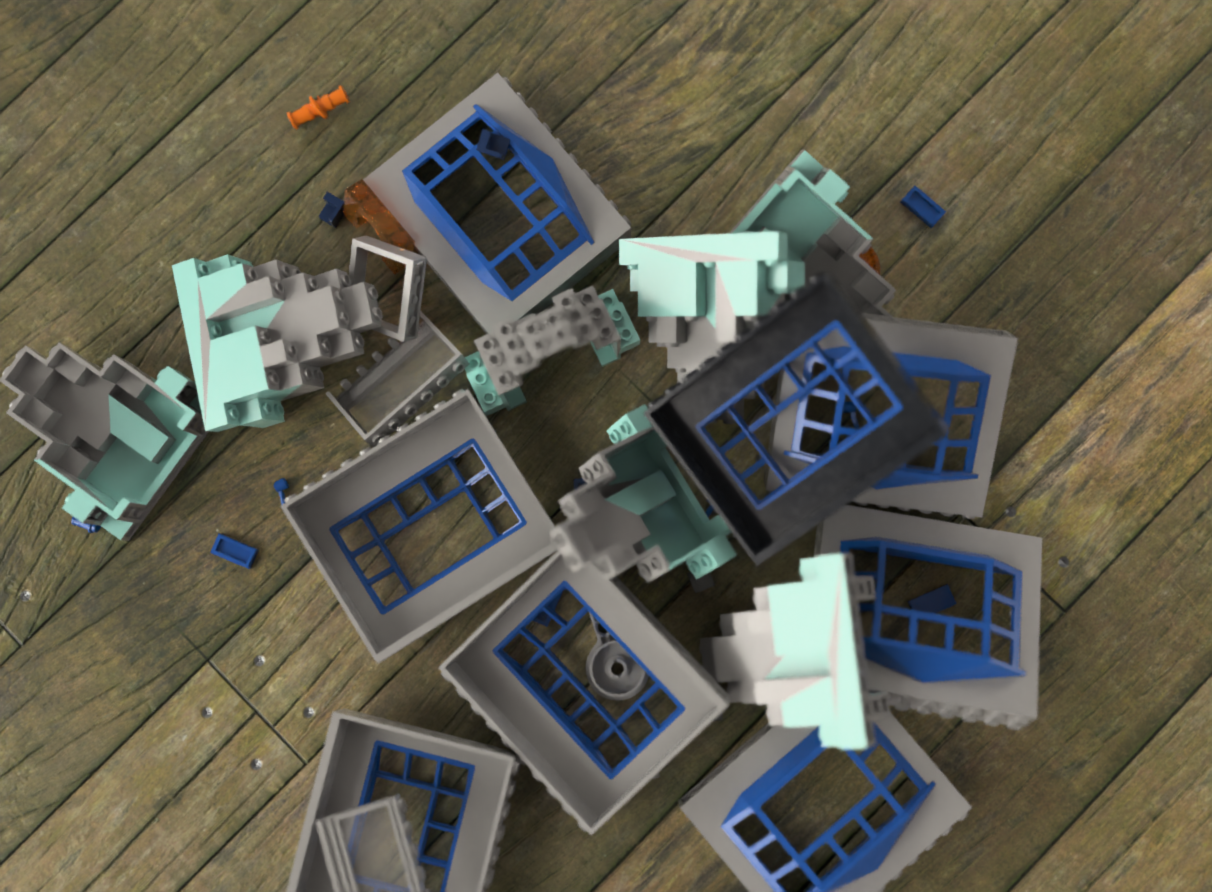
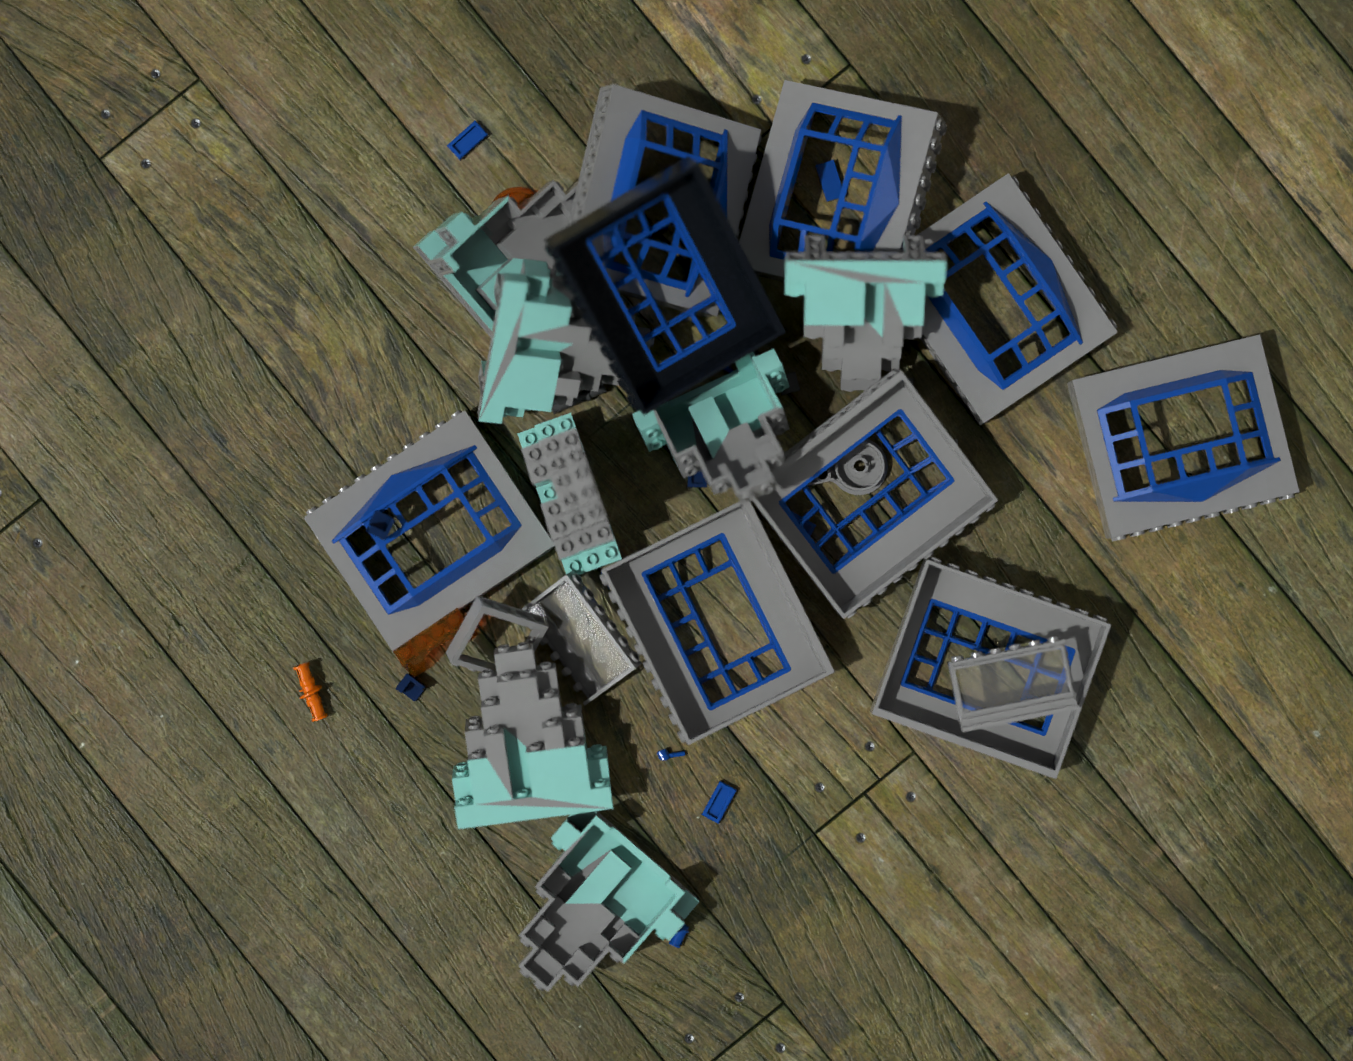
camera: 90 degrees left, 5 degrees up
(660, 354) = (582, 396): none -> dark grey pin

